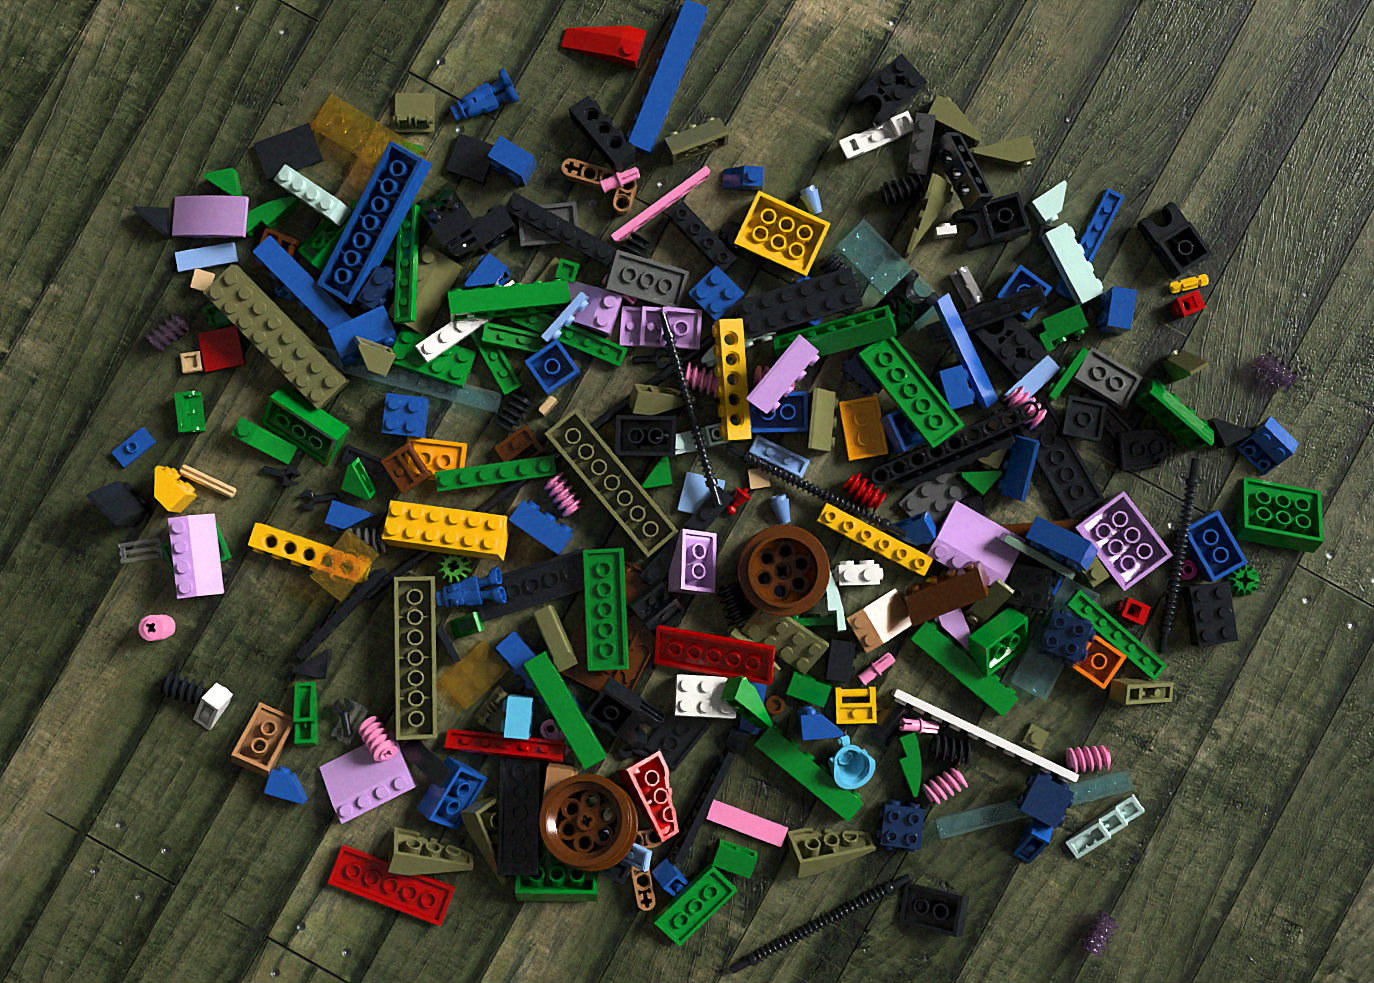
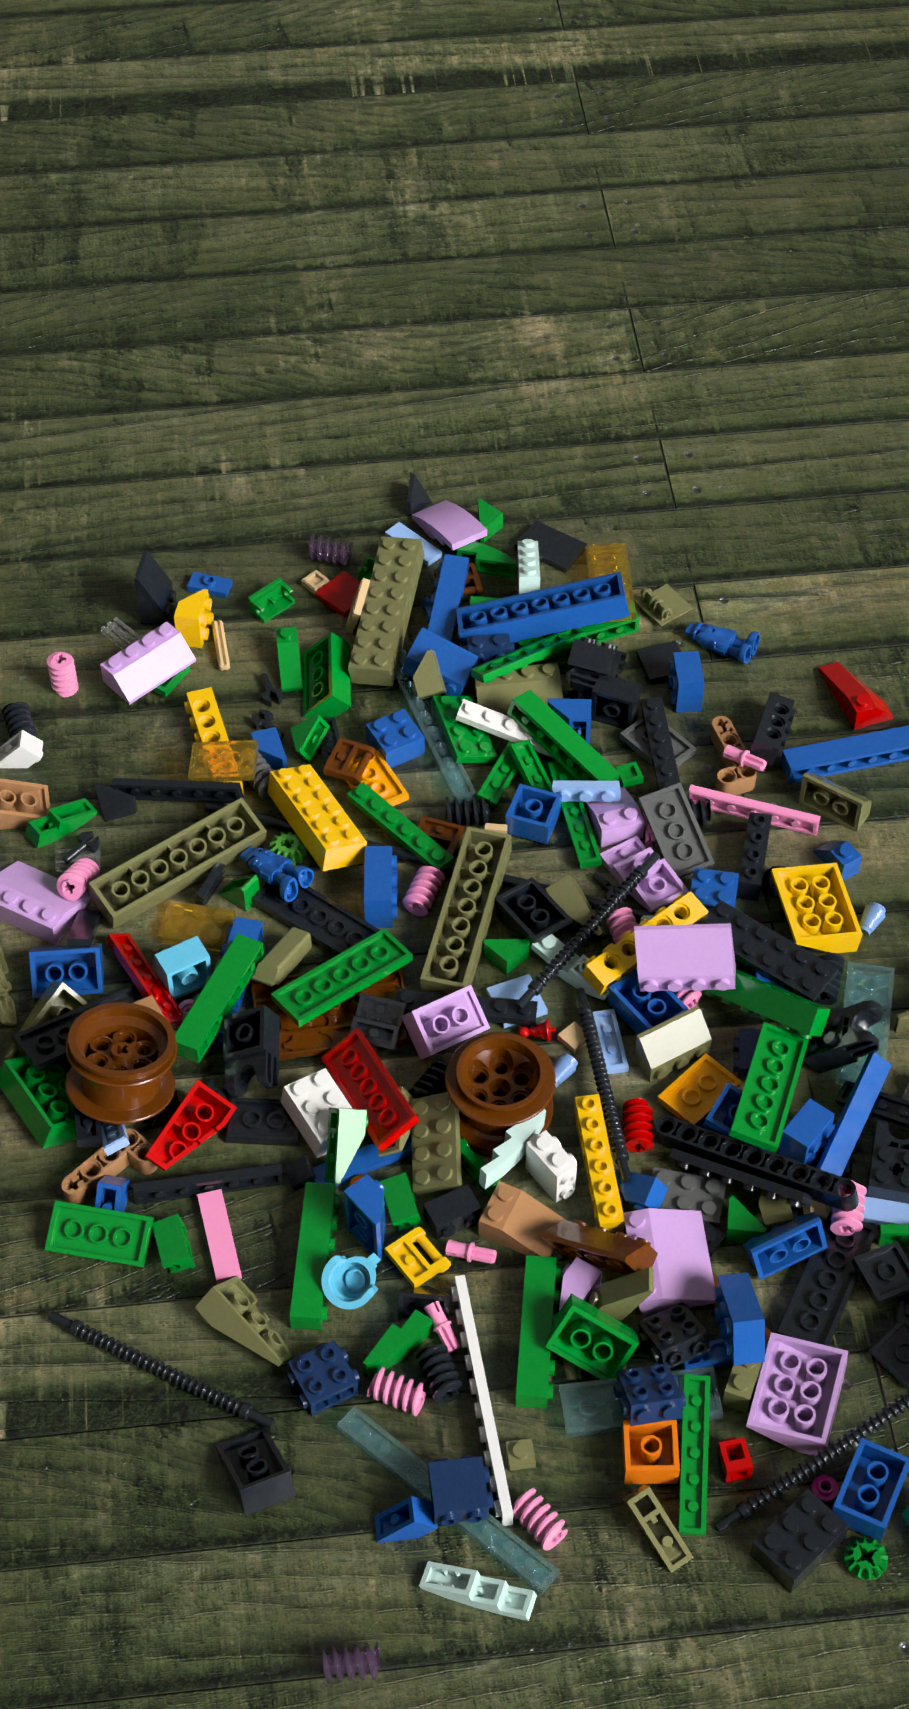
camera: 65 degrees right, 35 degrees down
(253, 354) = (357, 605): none -> tan tile
(1037, 555) = (709, 1312): sand green tile -> none

